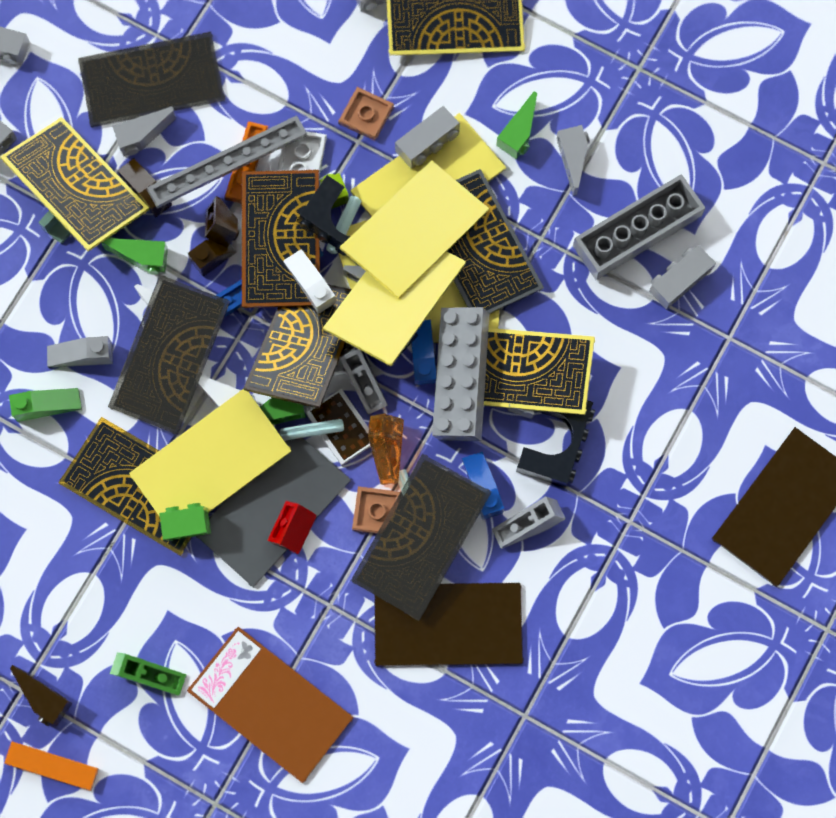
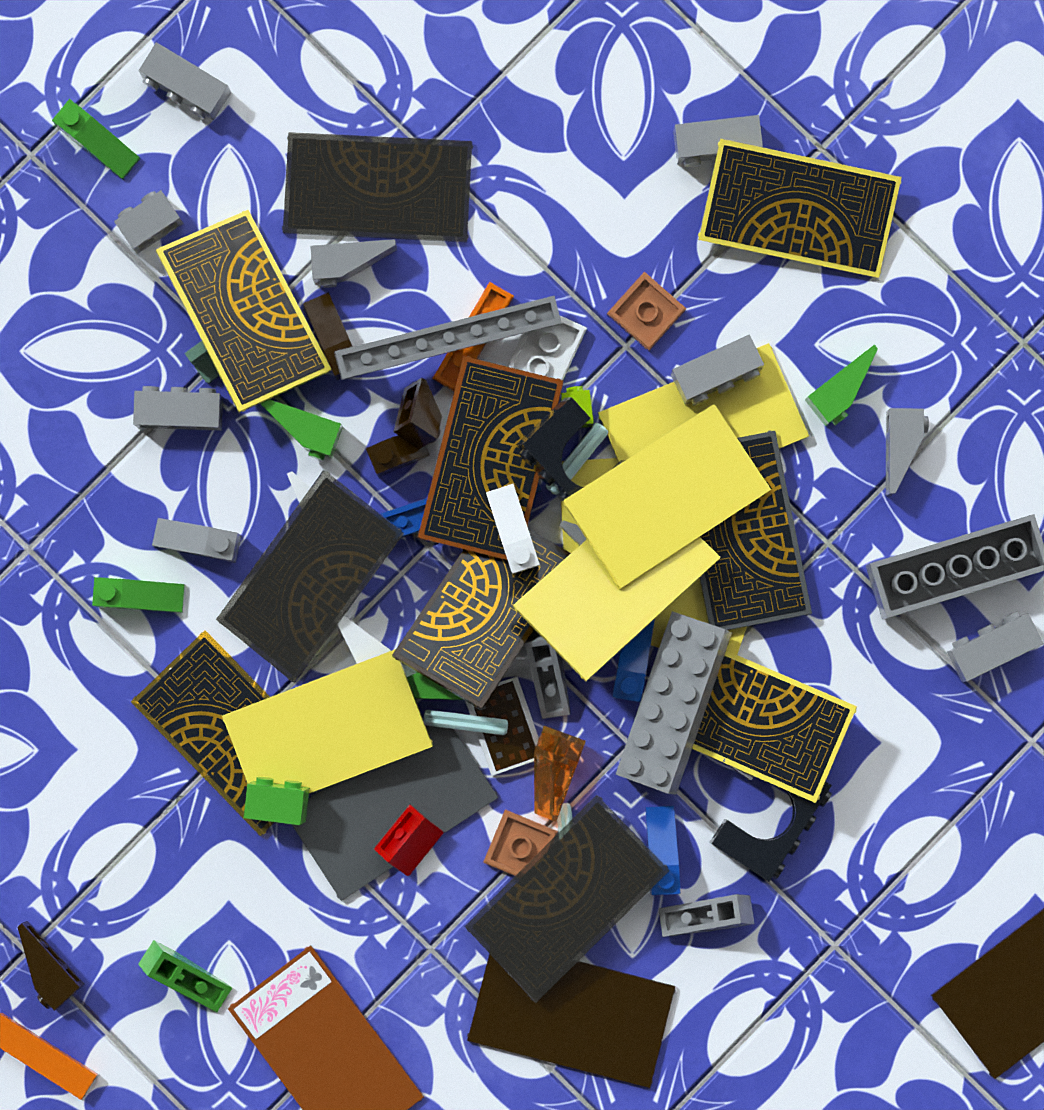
camera: 15 degrees right, 10 degrees up
(43, 264) = (178, 409): none -> light grey brick

